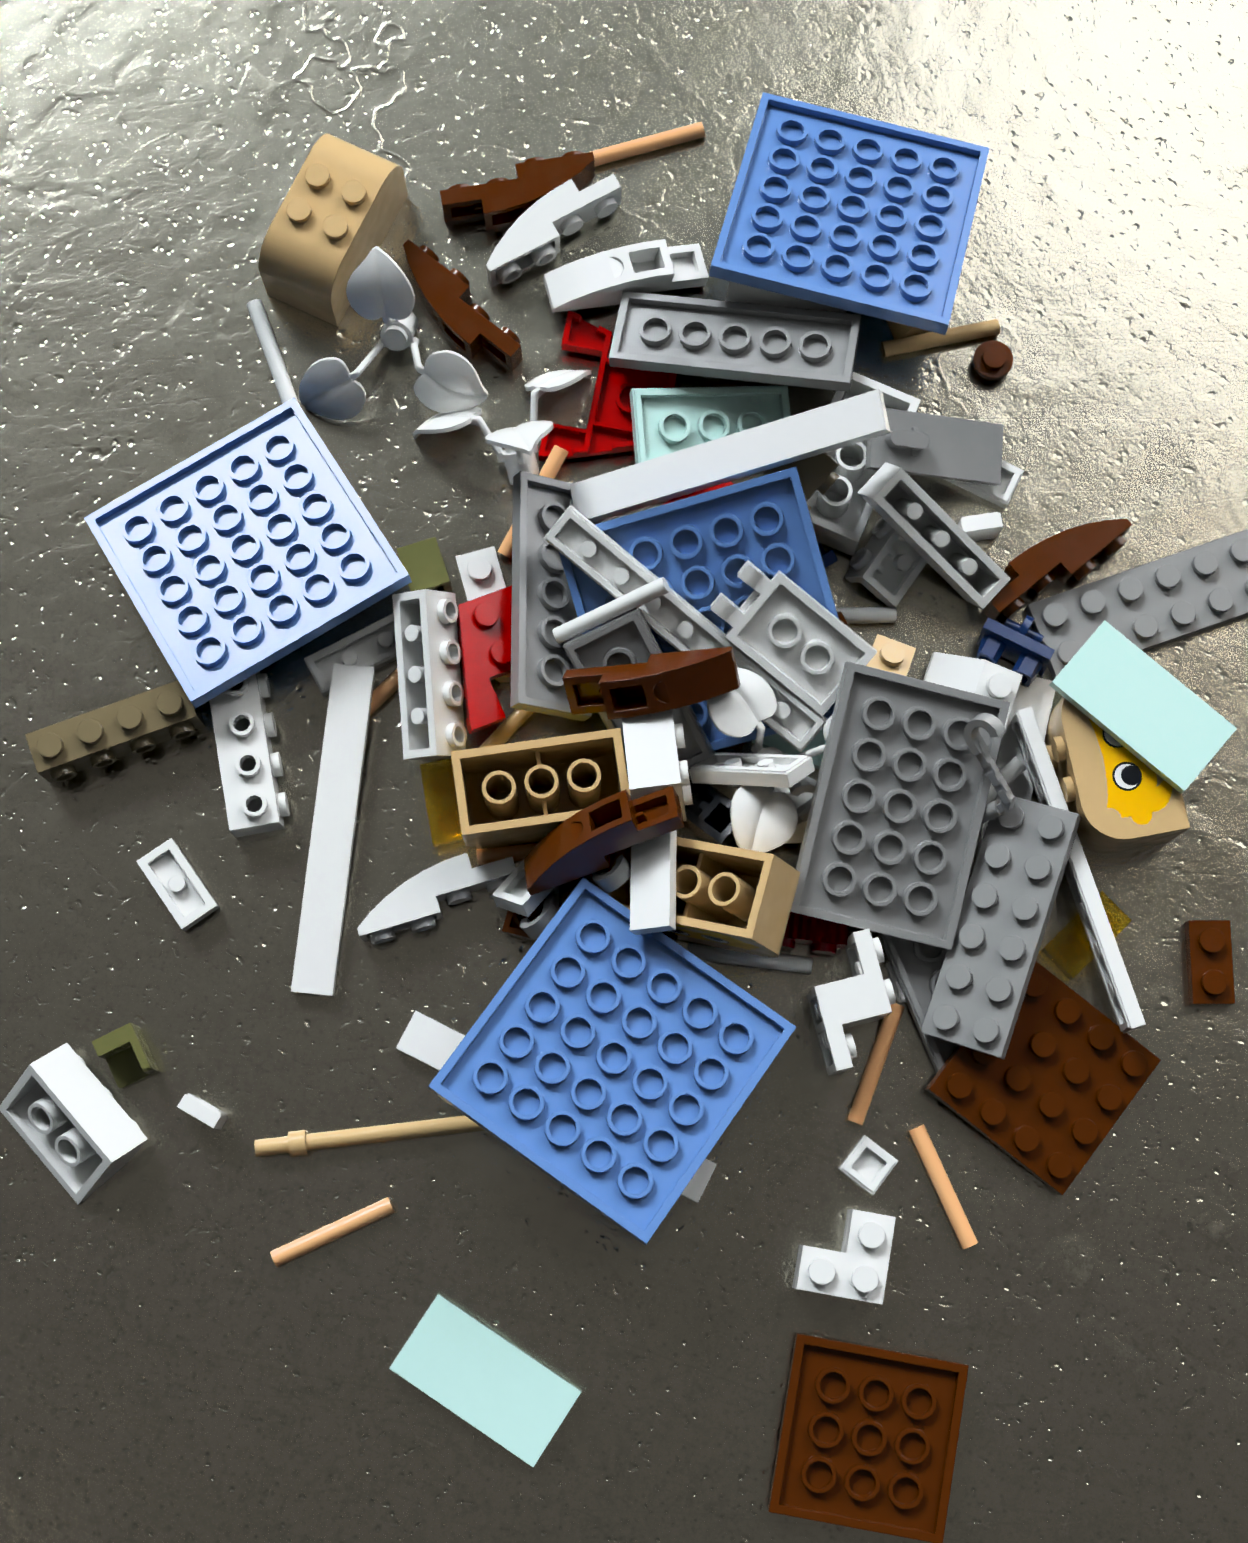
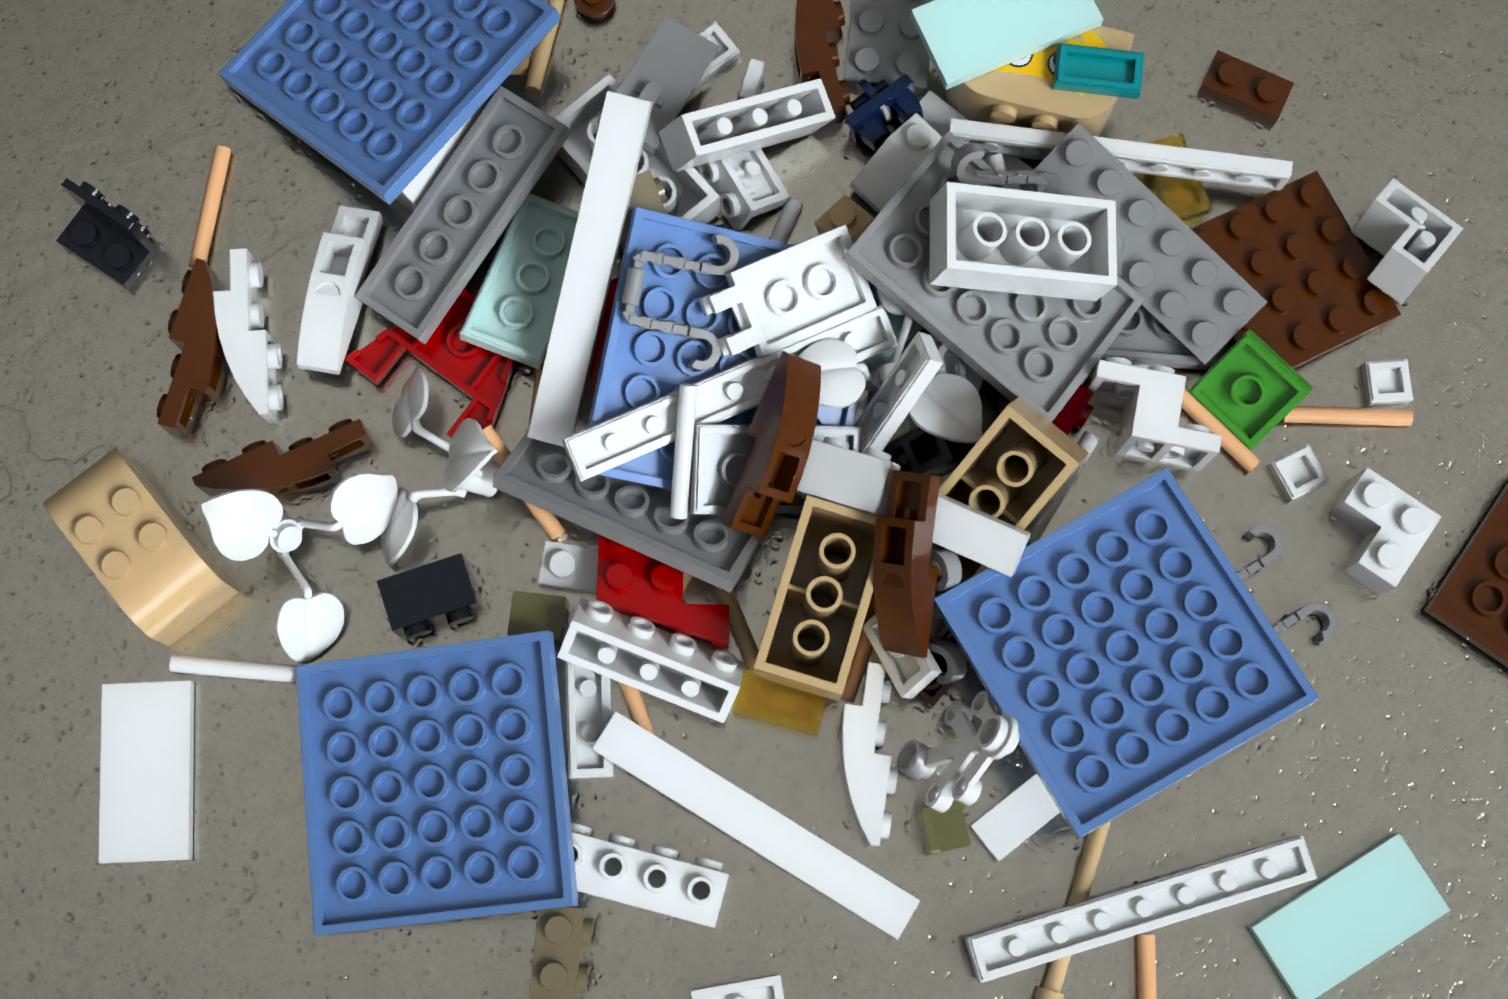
camera: 65 degrees left, 0 degrees up
(158, 327) = (146, 772): none -> white tile
(402, 475) = (430, 596): none -> black brick
(402, 987) = (943, 830): none -> olive panel
(411, 1189) = (1139, 908): none -> white tile
(481, 975) = (994, 740): none -> white plant
(578, 77) = (107, 236): none -> black bracket
(724, 499) = (633, 290): none -> light grey piece
(763, 1162) = (1319, 609): none -> light grey piece
(919, 1083) = (1250, 389): none -> bright green tile
(935, 809) = (1022, 242): none -> white brick
(993, 1210) = (1387, 382): none -> white tile
(1135, 809) = (1098, 71): none -> teal tile
(1135, 1170) = (1409, 237): none -> white brick

